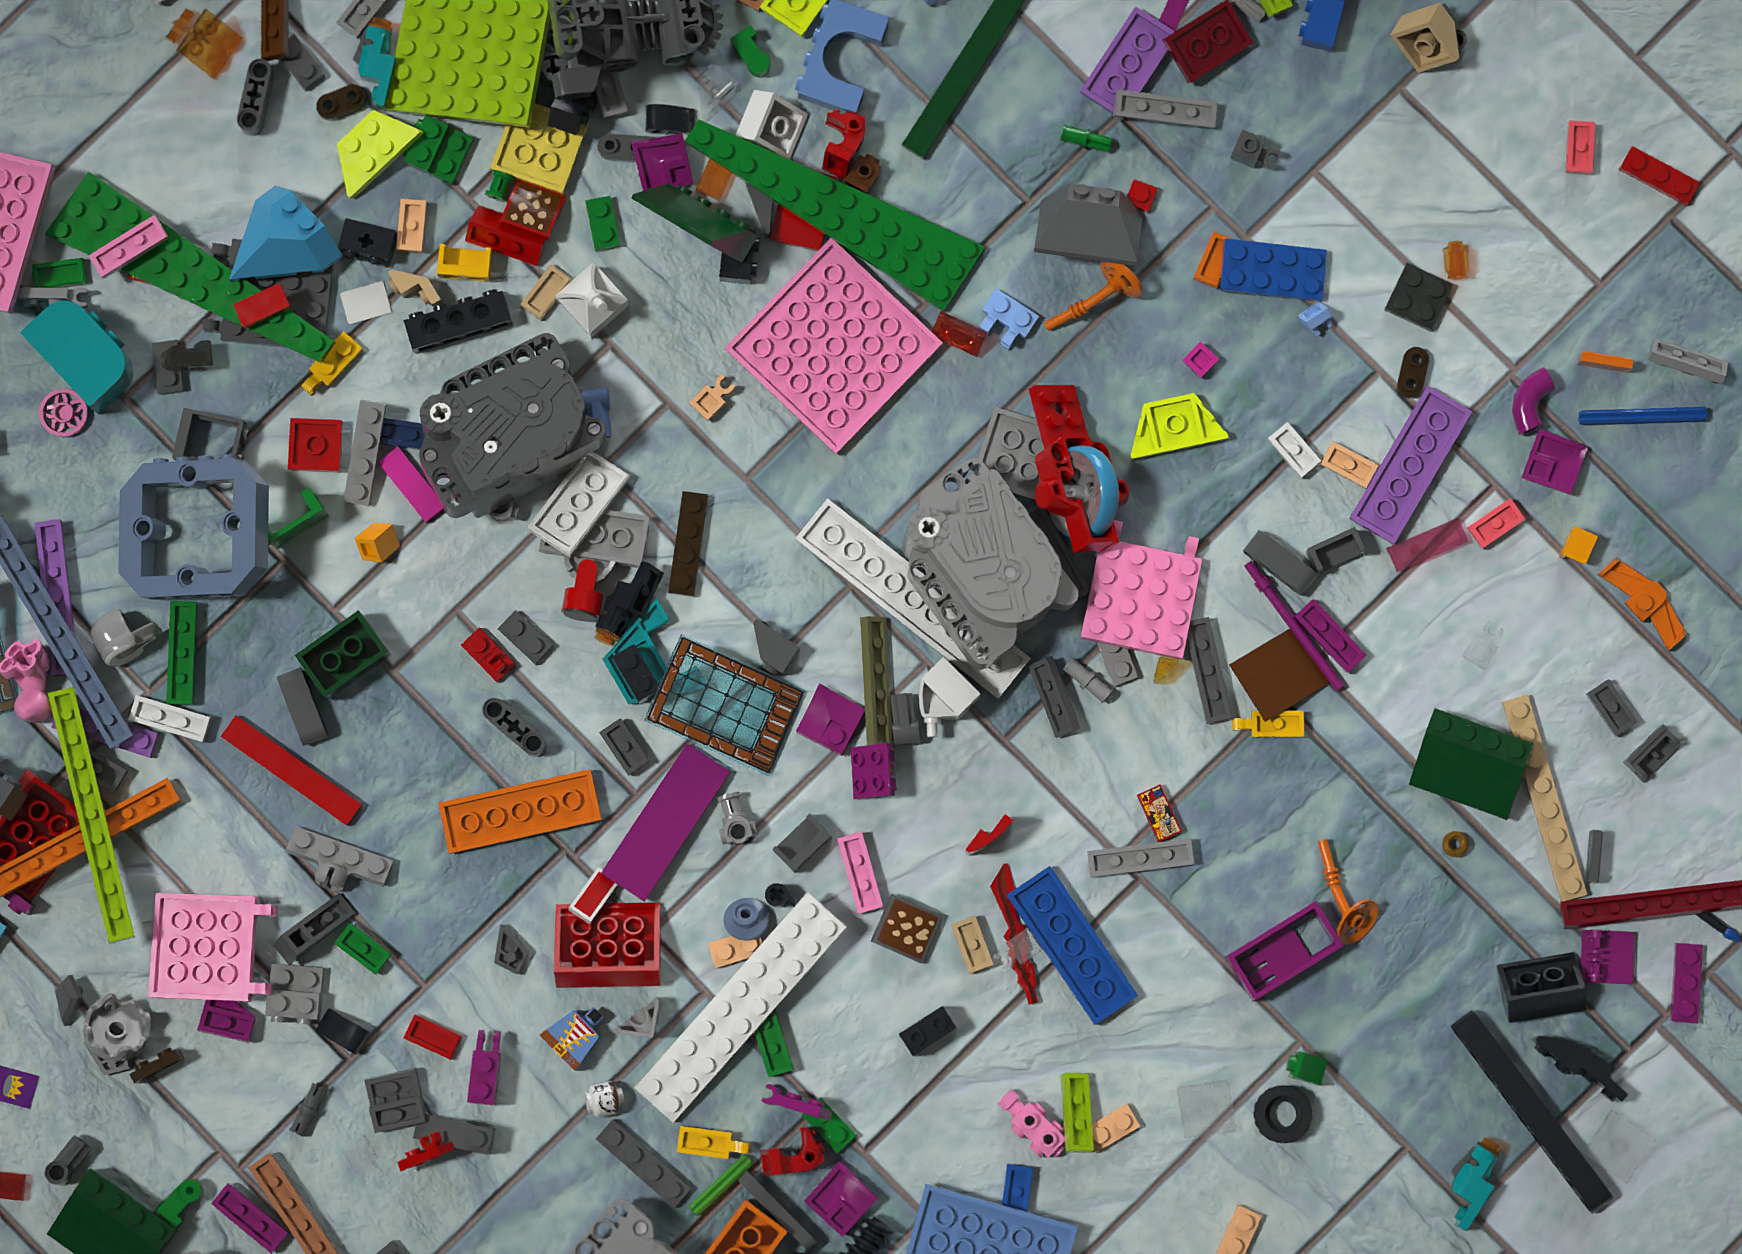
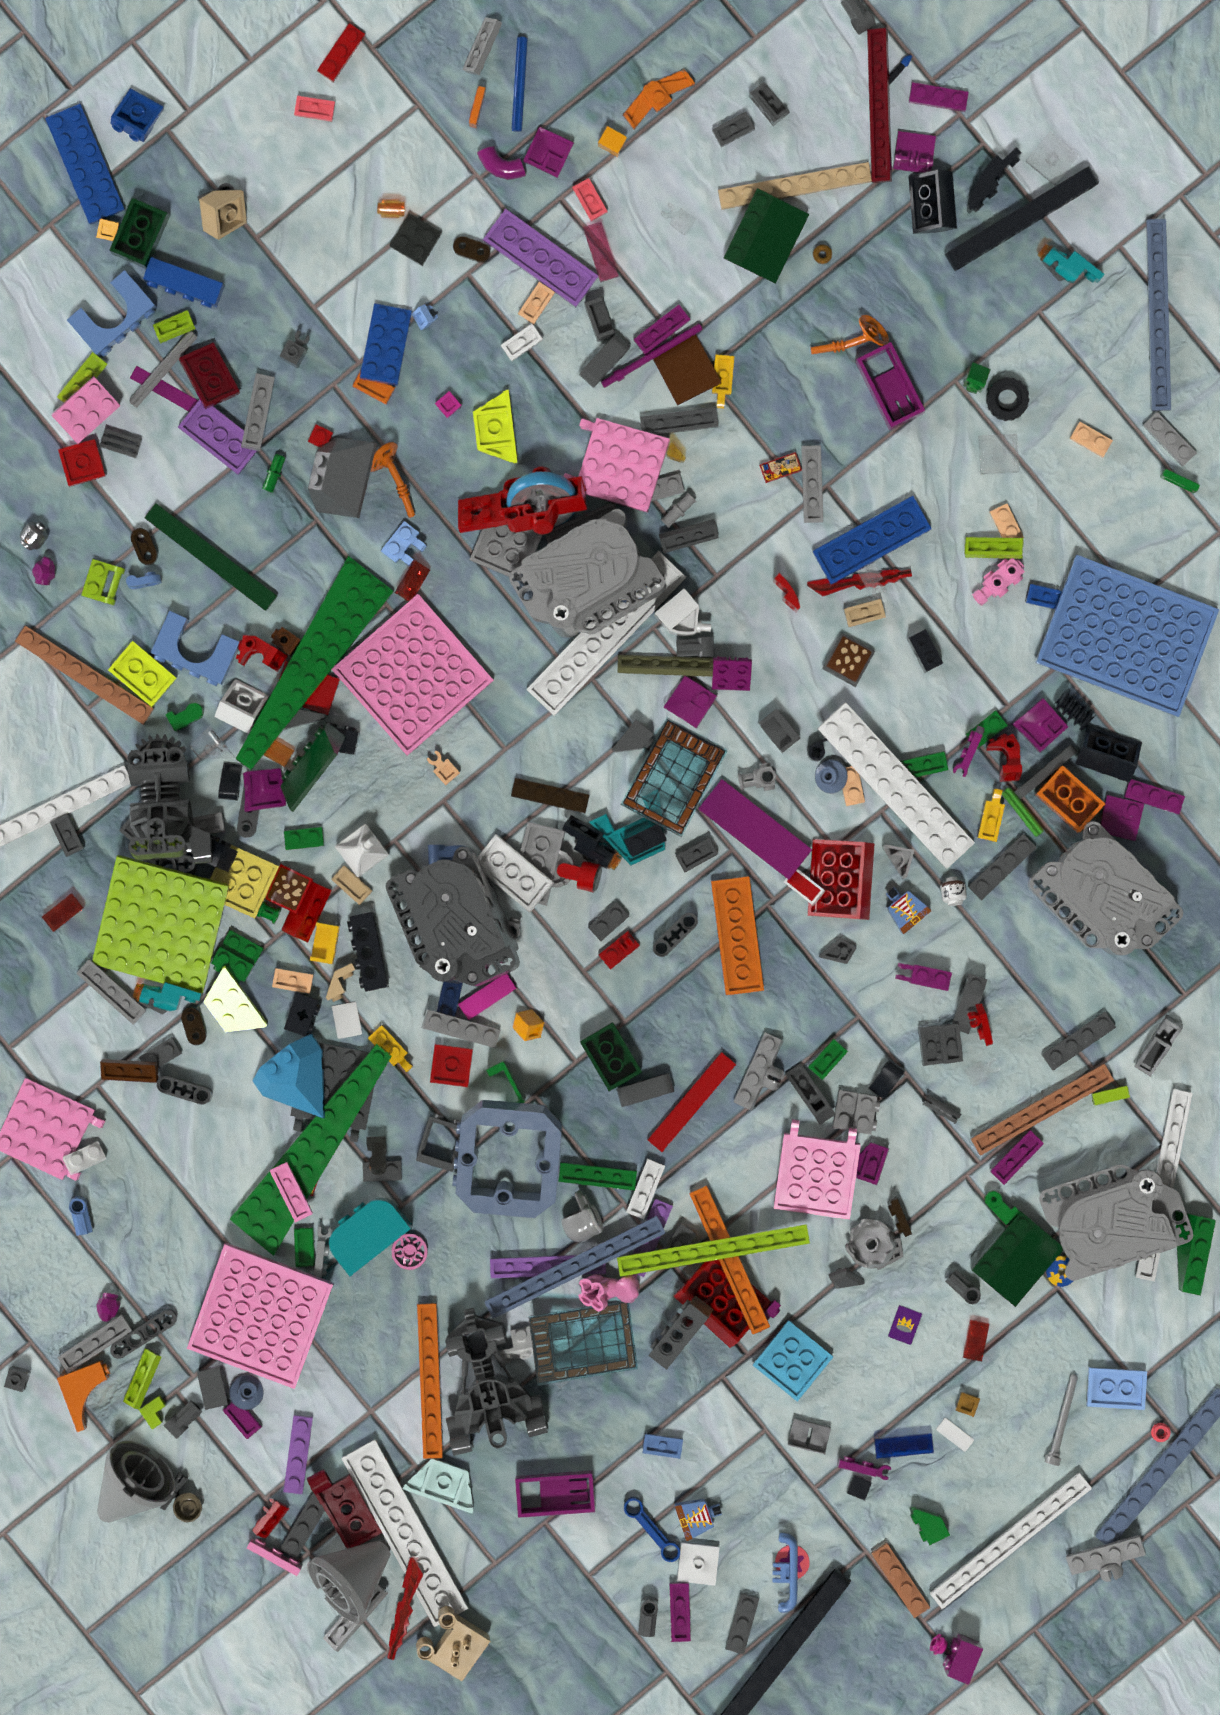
camera: 90 degrees left, 5 degrees up
(206, 43) = (140, 1122): clear orange plate -> none
(262, 305) = (345, 1095): red tile -> none
(432, 1037) = (896, 1013): red tile -> none
(860, 872) = (804, 690): bright pink plate -> none
(1593, 856) = (841, 154): dark grey tile -> none

